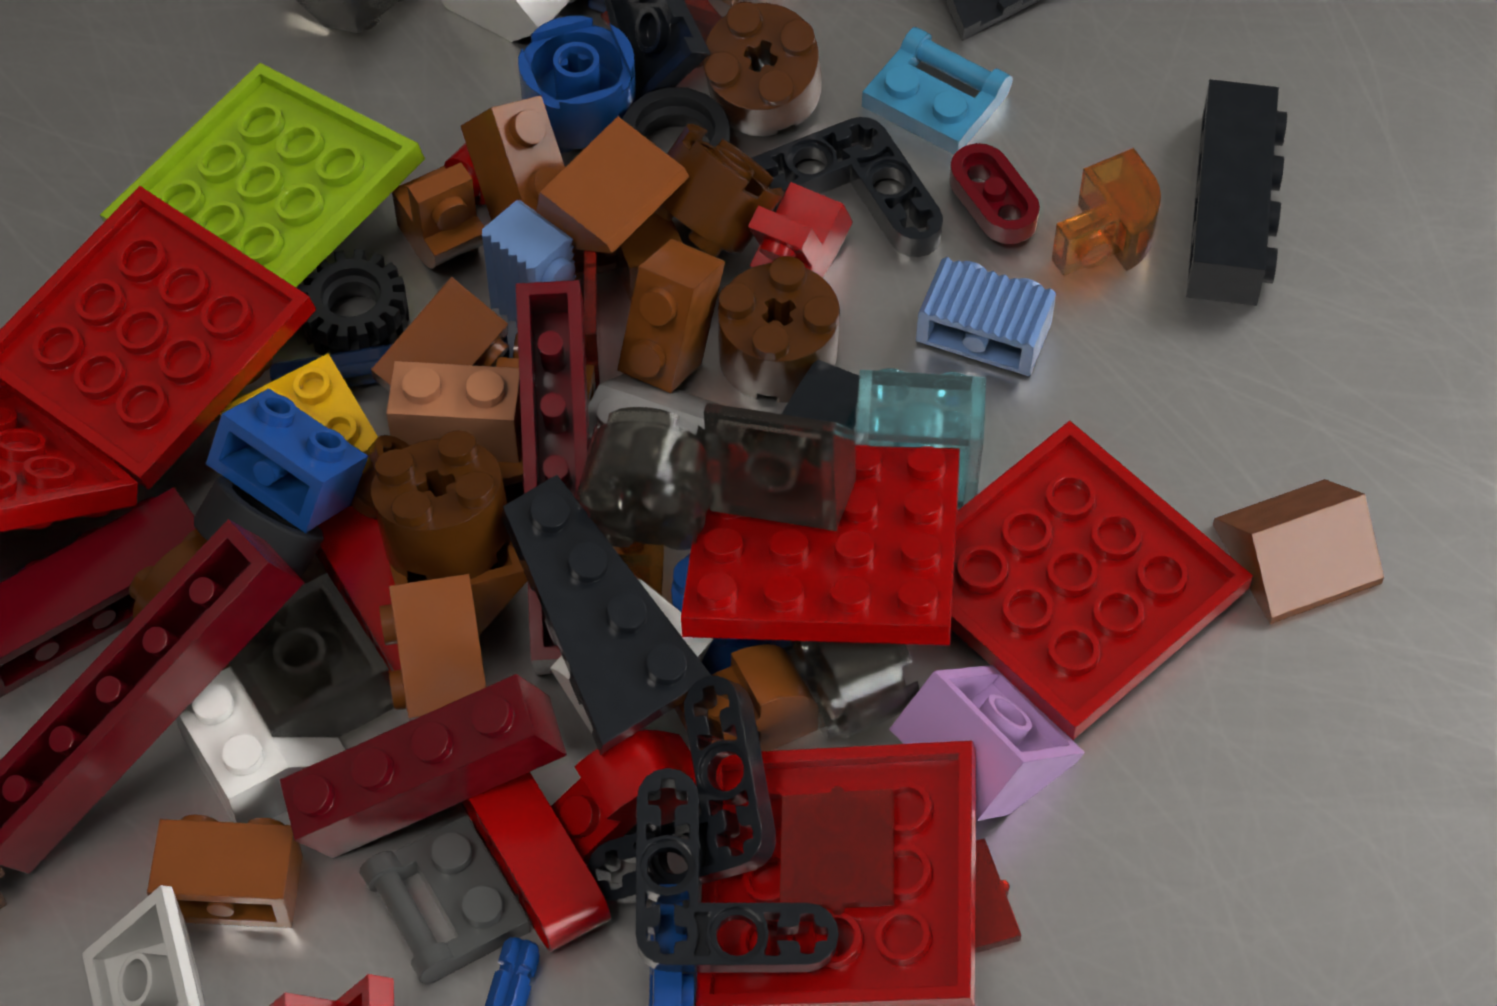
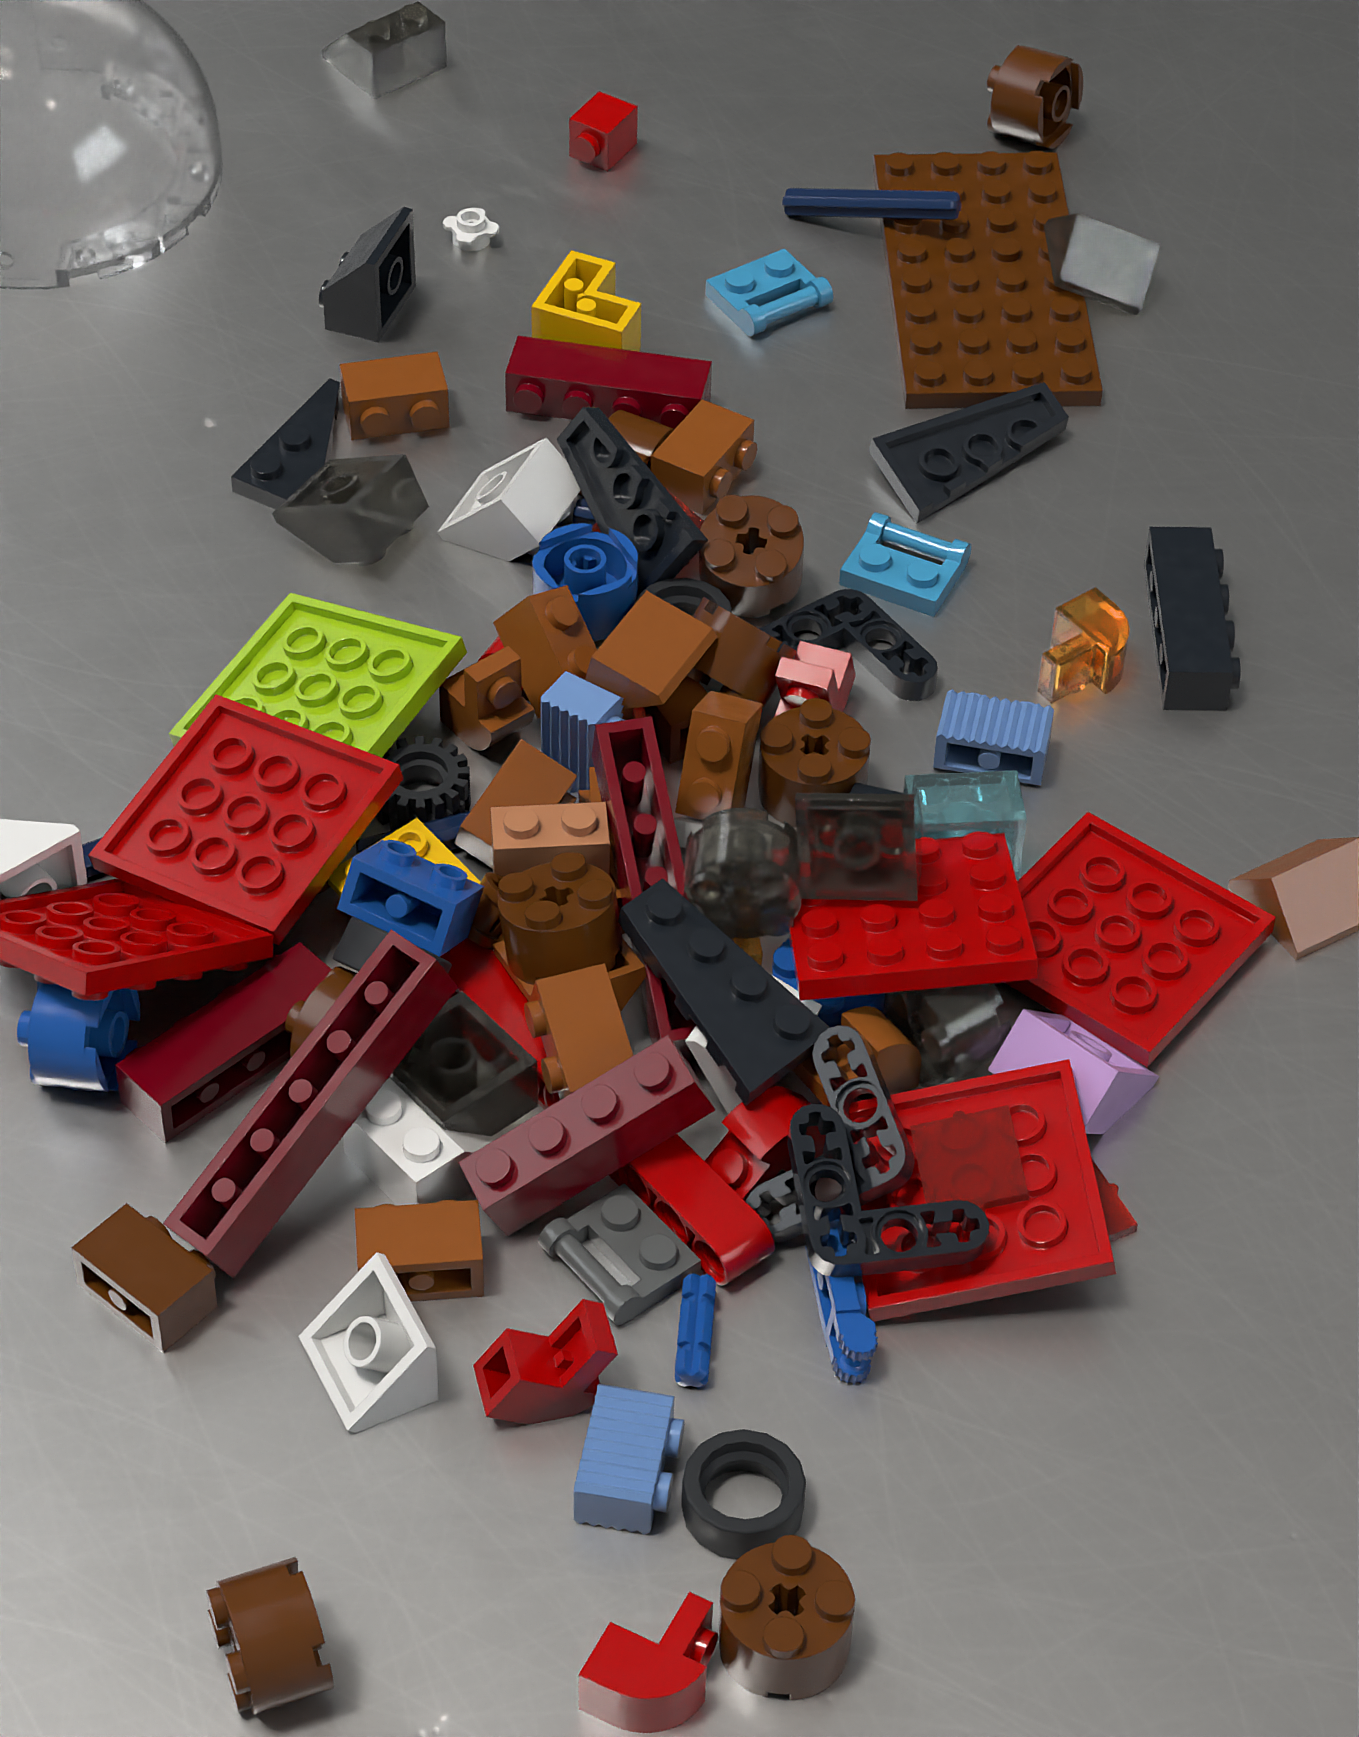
camera: 10 degrees left, 10 degrees down
(998, 198) = (977, 640): dark red plate -> none

